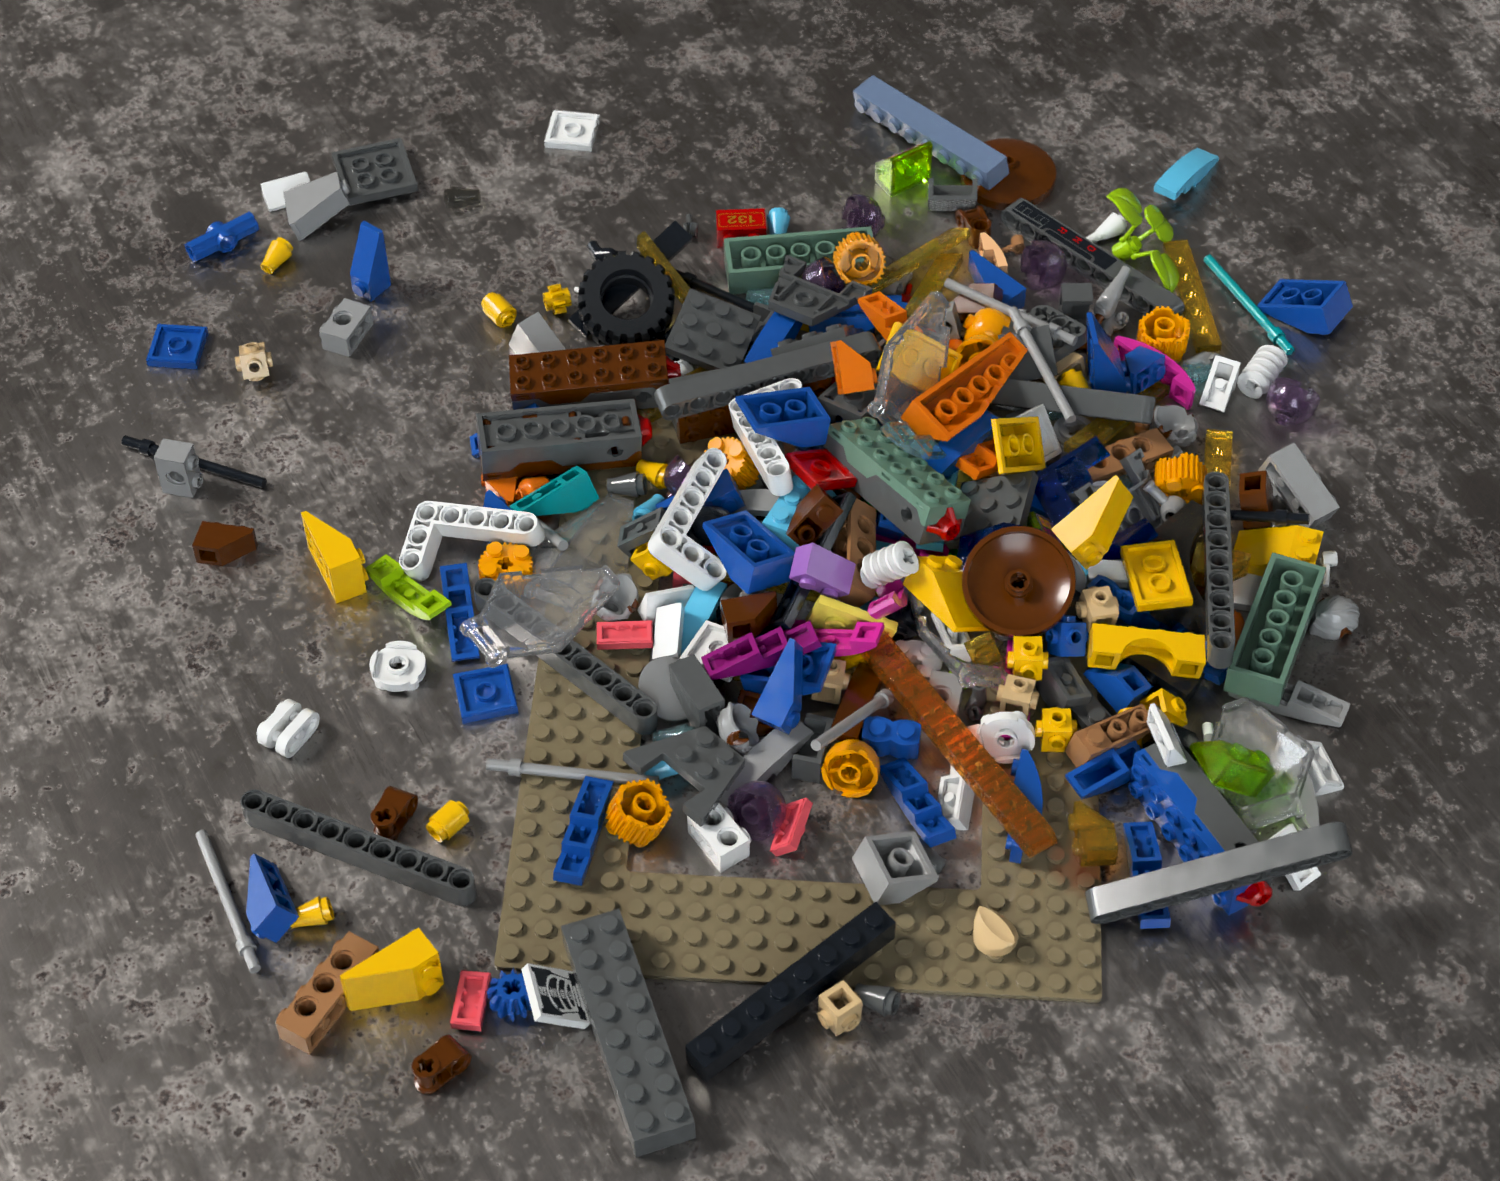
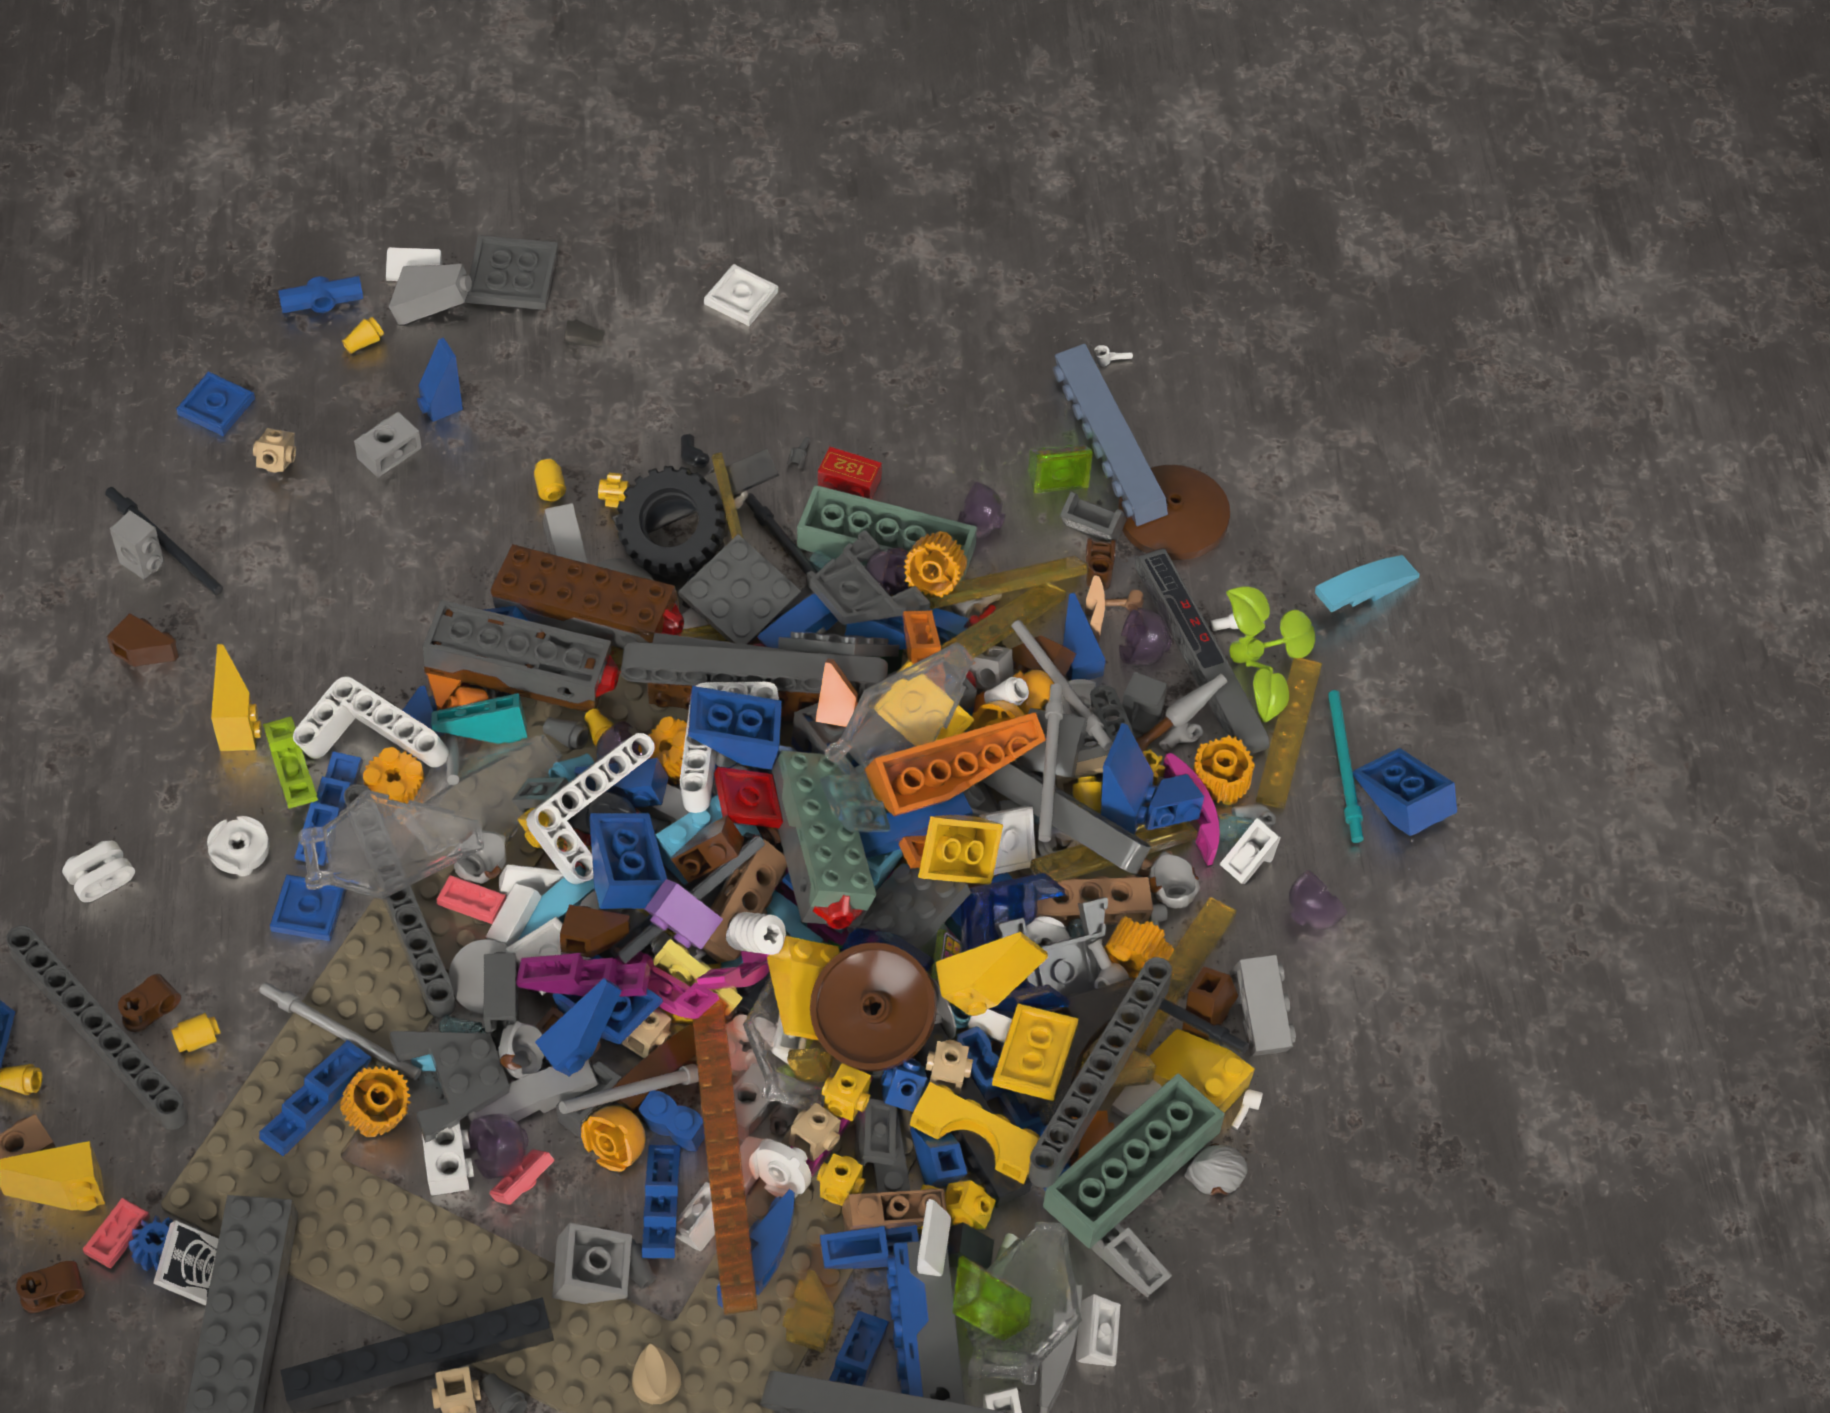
camera: 20 degrees right, 5 degrees up
(778, 221) = (891, 484): medium azure cone -> none
(887, 79) = (1104, 355): none -> white hand
(974, 326) = (1011, 690): none -> white cone
(1261, 371) = (1308, 851): white piece -> none

